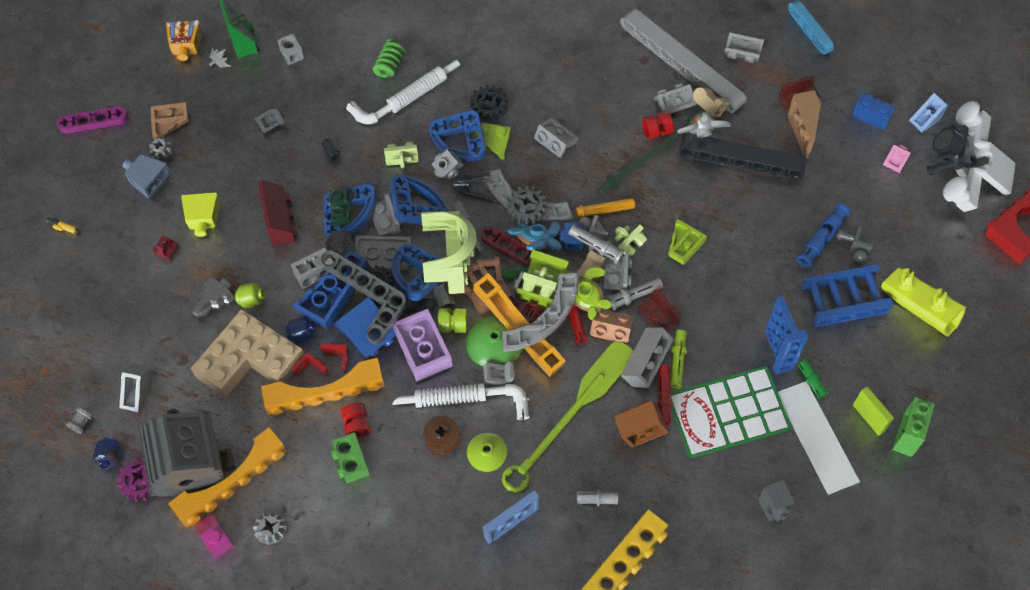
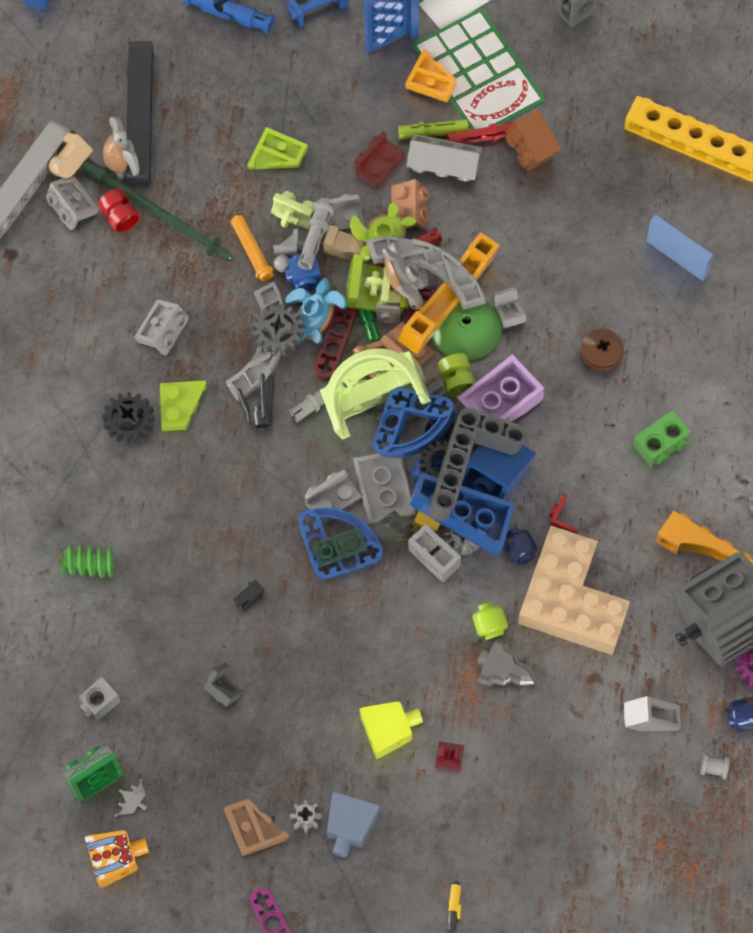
camera: 105 degrees left, 5 degrees up
(277, 213) = (368, 625): dark red slope -> none
(284, 397) = (558, 455): light orange arch -> none
(337, 349) = (534, 484): red bracket -> none
(355, 420) = (618, 444): red wheel -> none
(401, 155) = (239, 501): yellowish green hips -> none
(405, 96) = (143, 525): white piece -> none
(406, 206) = (318, 466): blue beam -> none
(447, 164) = (241, 438): light grey brick -> none
(466, 394) = (545, 338): white piece -> none
(469, 128) = (179, 427): blue beam -> none
(489, 460) = (603, 312): lime dish -> none
(536, 289) = (405, 276): none -> light grey animal
(593, 386) = (494, 212): lime piece -> none
(594, 497) = (622, 176): light grey axle -> none
(624, 294) = (368, 198): light grey pin -> none
(727, 369) = (431, 79): none -> light orange wing
(800, 86) = (30, 66): clear red bracket -> none
(804, 119) = (80, 44): medium nougat slope -> none

